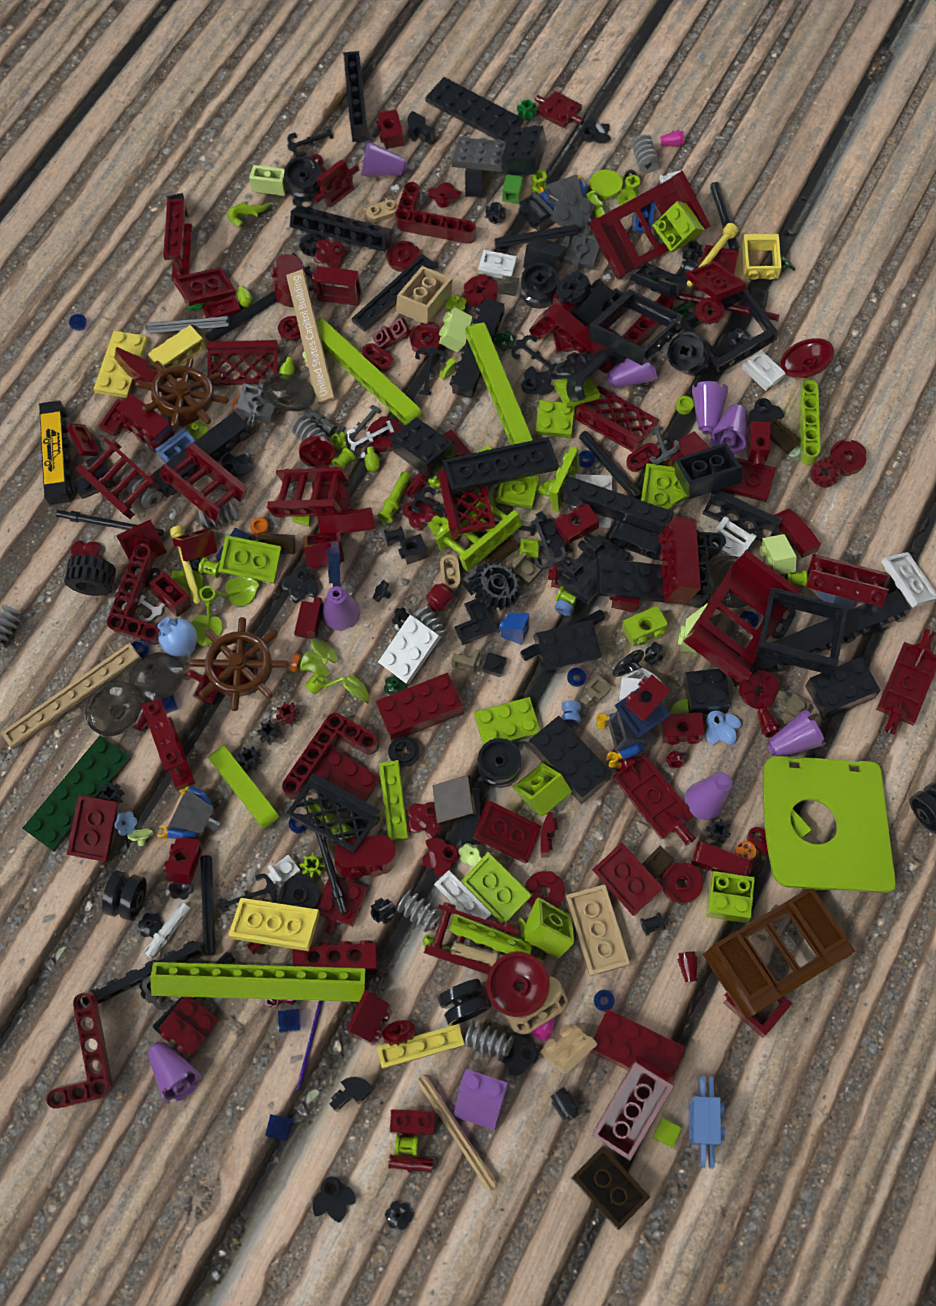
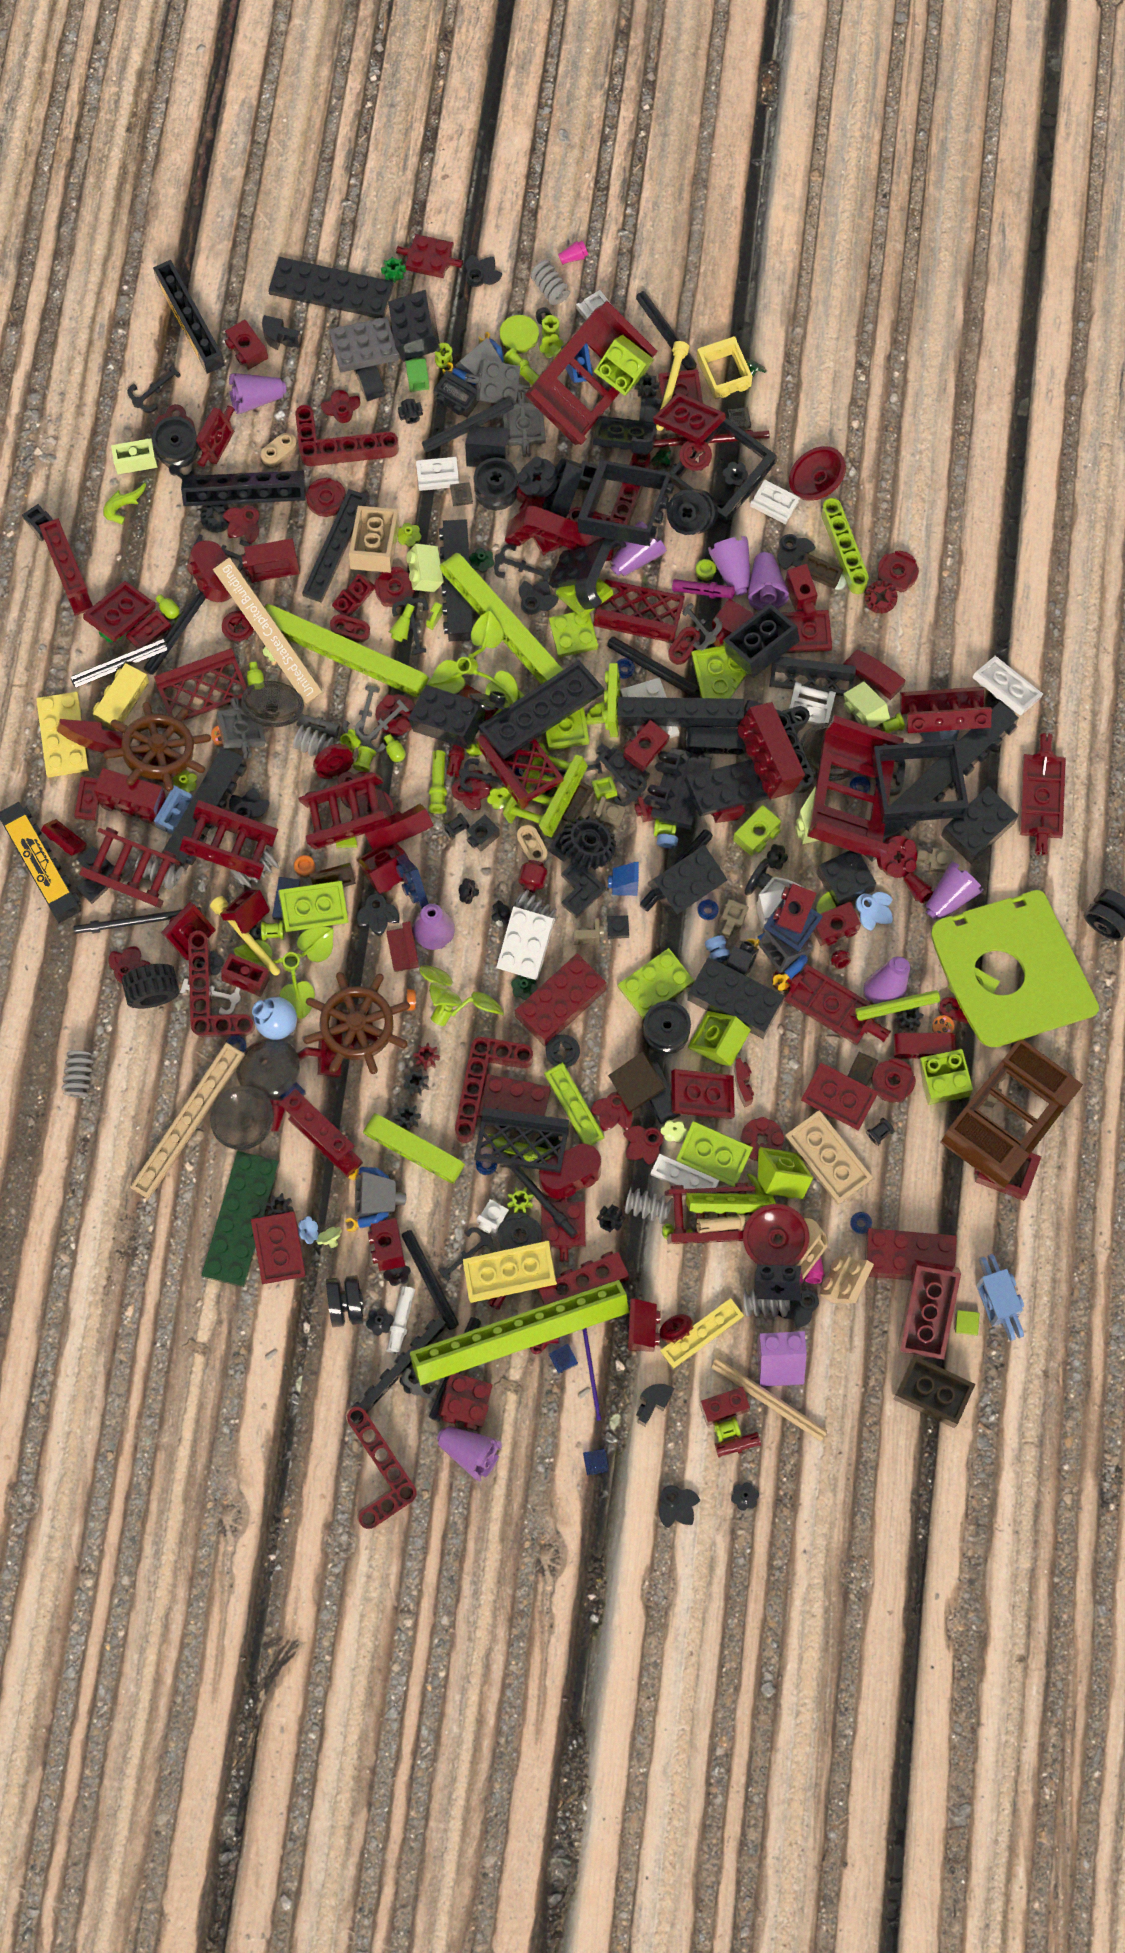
camera: 25 degrees left, 5 degrees up
(416, 370) = (401, 626): none -> lime cone
(439, 418) = (485, 633): none -> lime plant
(463, 1002) = (726, 1273): black wheel -> none
(466, 444) = (492, 701): none -> black plate
(477, 283) = (431, 500): dark red plate -> none
(503, 1027) = (779, 1282): none -> black brick
(565, 1104) = (862, 1333): black brick -> none
(589, 727) = (742, 957): none -> black brick
(682, 420) = (711, 590): none -> magenta pin
(688, 965) = (929, 1158): dark red cone -> none
(710, 817) = (897, 1005): none -> lime axle

